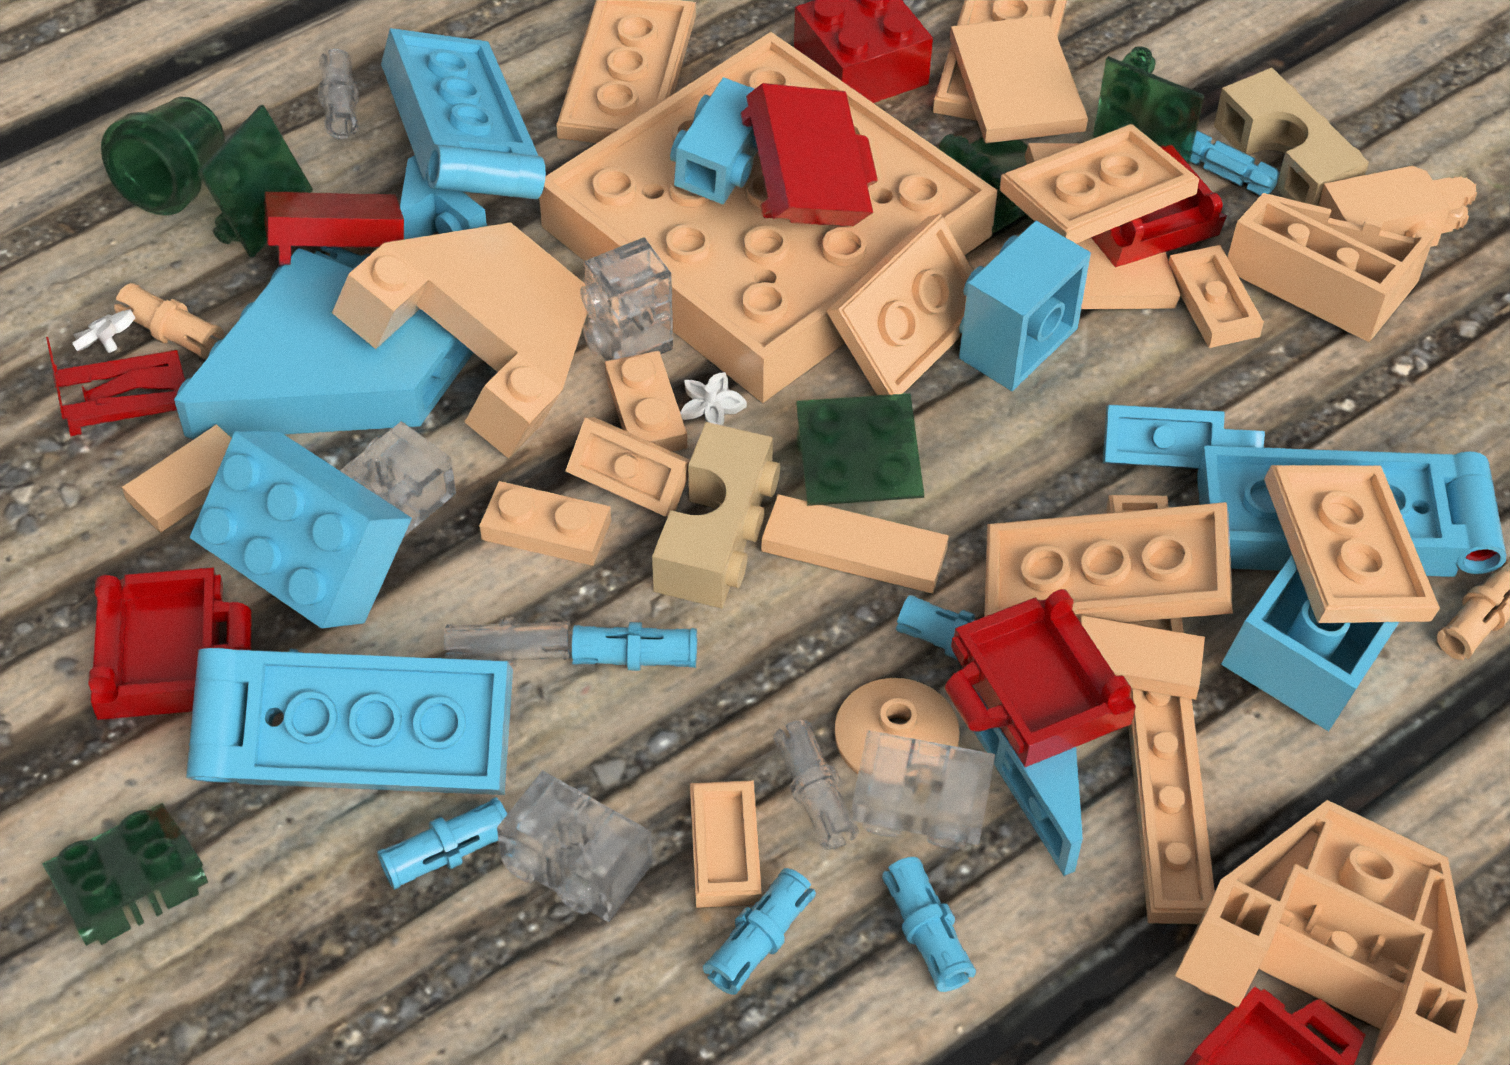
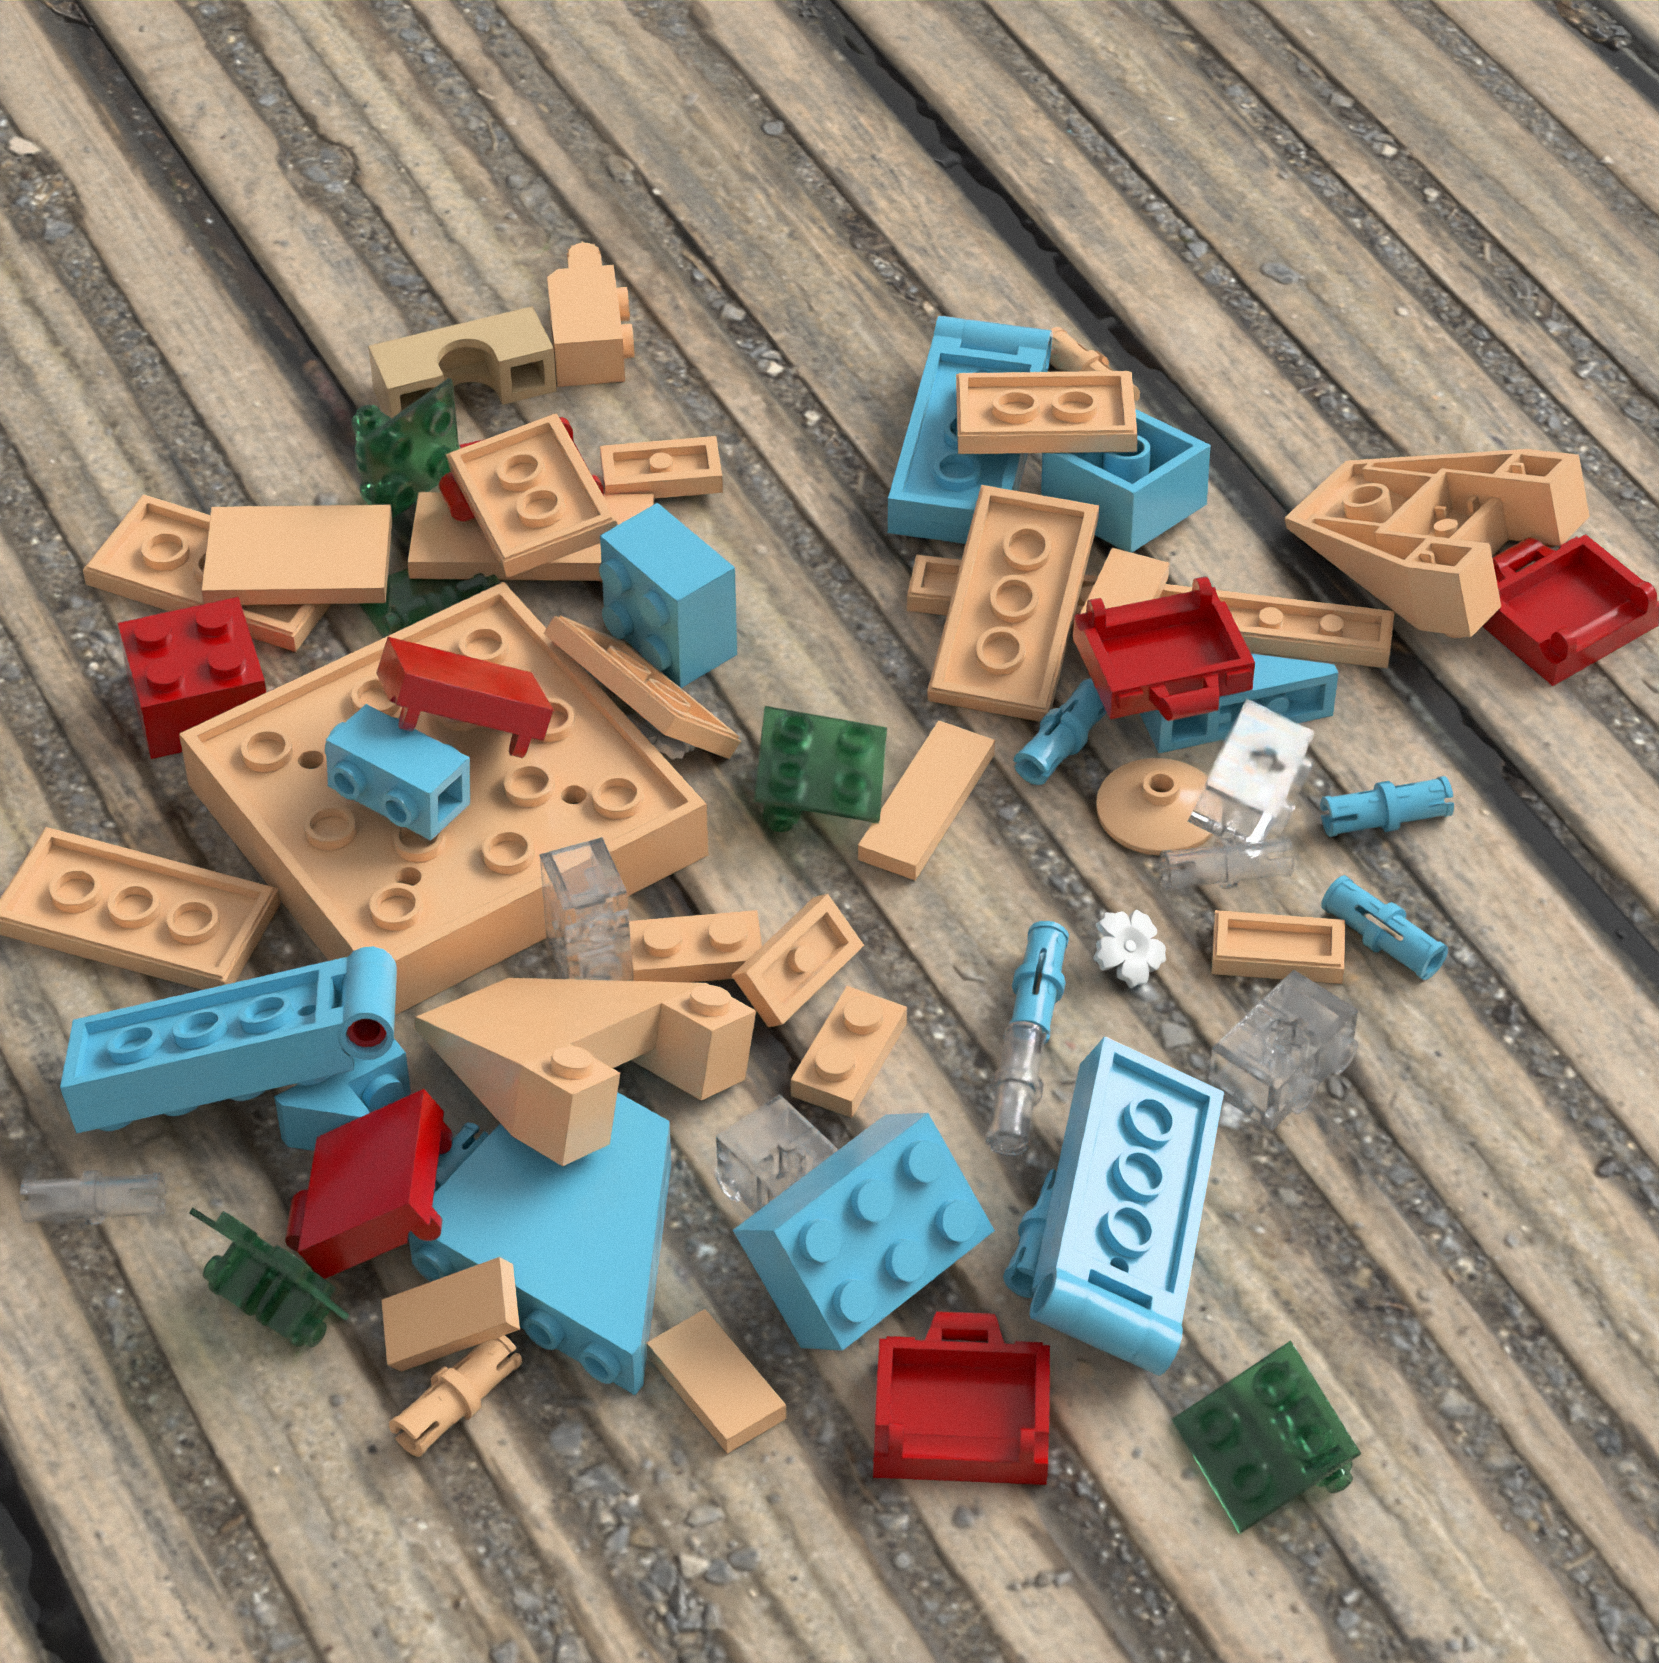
camera: 80 degrees left, 5 degrees down
(104, 330) = (458, 1461): white plant -> none
(129, 374) = (557, 1472): red piece -> none
(158, 154) = (182, 1366): clear green piece -> none
(221, 295) = (450, 1314): none -> light nougat tile
(442, 843) = (1261, 1163): medium azure pin -> none
(693, 713) = (1129, 946): none -> white plant
(704, 553) = (931, 905): tan arch -> none
(711, 399) = (704, 893): white plant -> none
(1168, 436) = (850, 533): medium azure plate -> none
(1233, 165) = (477, 417): medium azure axle -> none
(1327, 265) = (659, 368): light nougat wedge -> none

